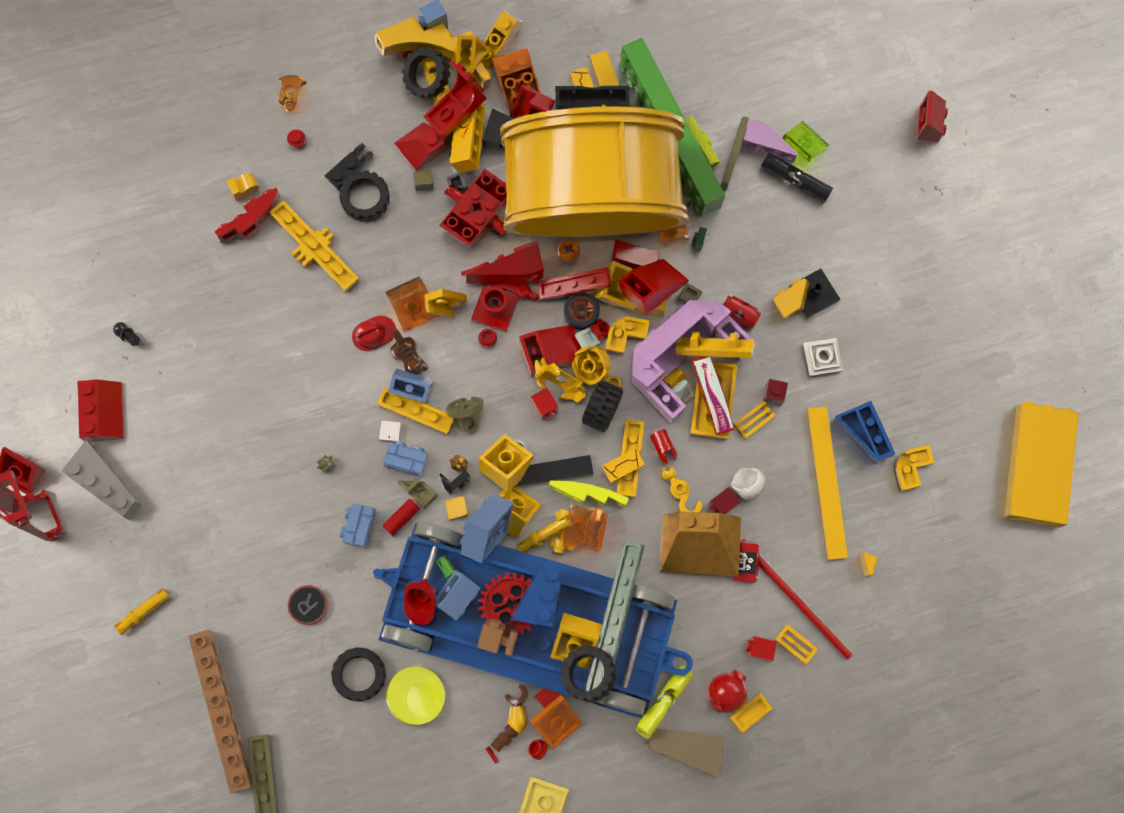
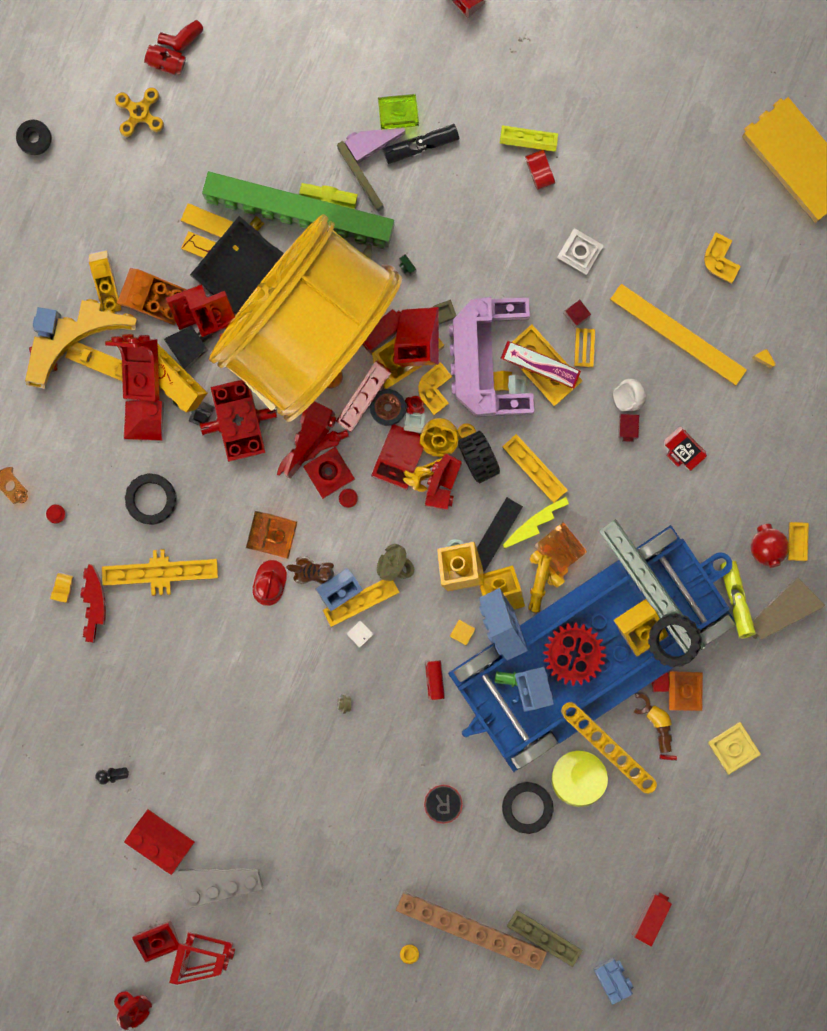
camera: 45 degrees left, 10 degrees up
(140, 612) = (345, 931): yellow pin -> none
(163, 678) = (409, 954): none -> yellow plate
(348, 166) = (114, 492): black hinge -> none
(358, 525) = (415, 717): medium blue brick -> none
(405, 459) = (392, 640): medium blue brick -> none
(411, 65) = (82, 382): black tyre -> none
(419, 492) = (426, 650): olive slope -> none
(419, 602) = (517, 719): red piece -> none
(423, 180) = (174, 440): olive slope -> none
(443, 301) = (294, 511): yellow bracket -> none
(458, 463) = (429, 602): pearl gold plate -> none
(459, 482) = (446, 613): black plate -> none
(463, 688) = (604, 740): none -> yellow beam
(470, 51) = (104, 320): yellow slope -> none
(494, 636) = (590, 687): medium nougat brick -> none
(537, 749) = (693, 720): red plate -> none
(540, 597) = (590, 628): blue wedge -> none
(565, 388) = (444, 474): none -> red bracket
(623, 465) = (537, 479): yellow tile -> none
(662, 444) = (545, 434): red piece -> none
(679, 489) = (591, 451): yellow piece -> none
(700, 543) = (645, 472): pearl gold slope -> none
(715, 347) = (507, 331): yellow hinge -> none
(749, 315) = (500, 282): red piece -> none
(761, 648) = (758, 494): red brick -> none
(782, 634) = (760, 467): yellow tile -> none
(793, 299) = (517, 237): yellow slope -> none
(804, 608) = (755, 435): red piece -> none
(819, 294) = (524, 213): black tile -> none
(856, 277) = (540, 169): none -> red axle
(867, 431) = (666, 270): blue wedge -> none
(871, 250) = (528, 138): none -> neon yellow plate

